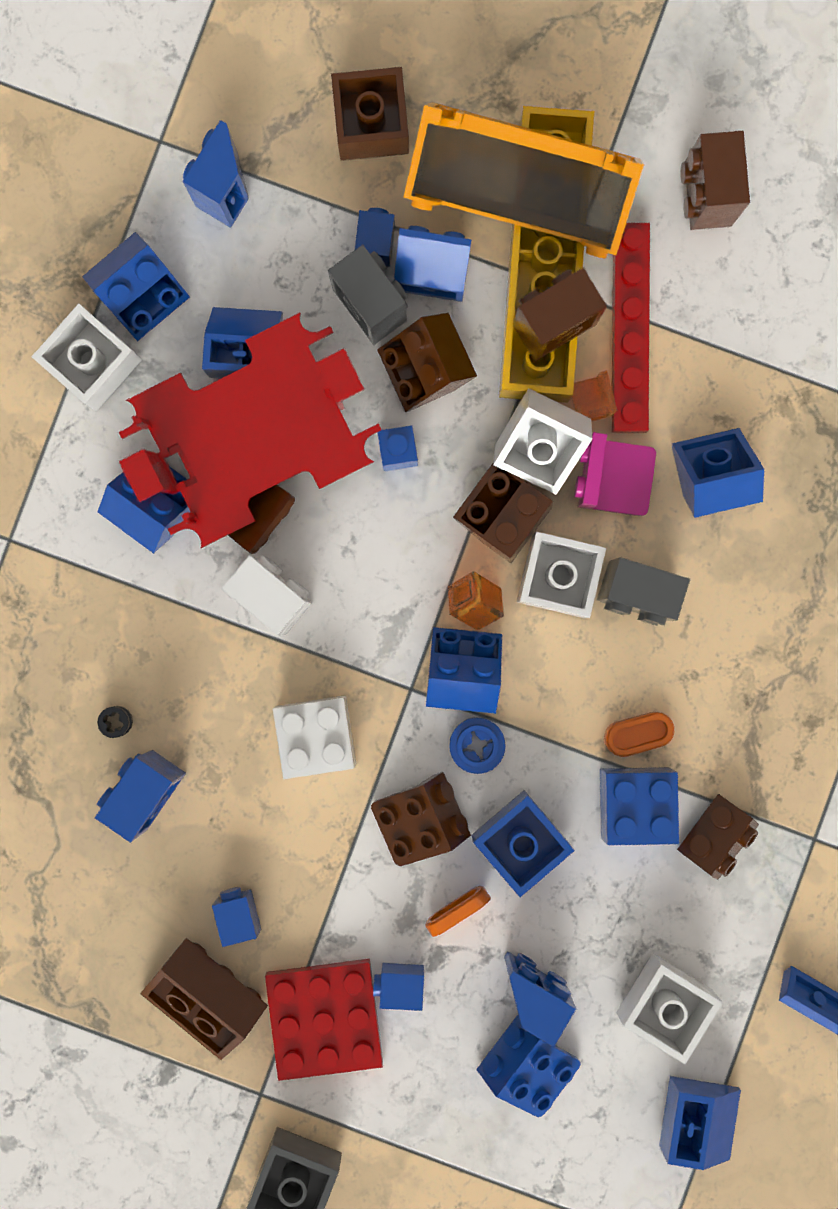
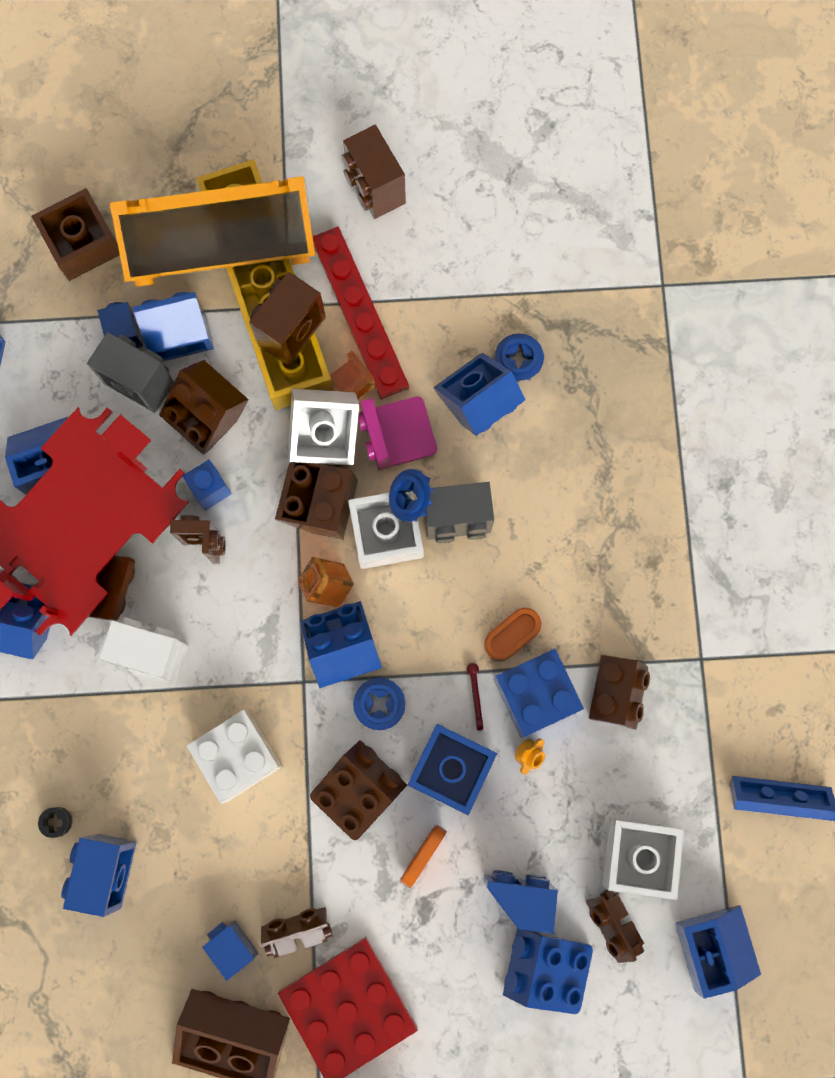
camera: 25 degrees left, 10 degrees down
(290, 923) = (280, 934): none -> reddish brown hinge
(367, 493) = (193, 531): none -> reddish brown bracket
(400, 986) = (401, 948): blue brick -> none
(583, 751) = (473, 669): none -> dark red hinge
(590, 562) = (401, 504): none -> blue gear
(603, 861) = (530, 755): none -> light orange plate
(612, 1071) = (621, 940): none -> reddish brown hinge
(790, 446) = (530, 349): none -> blue gear

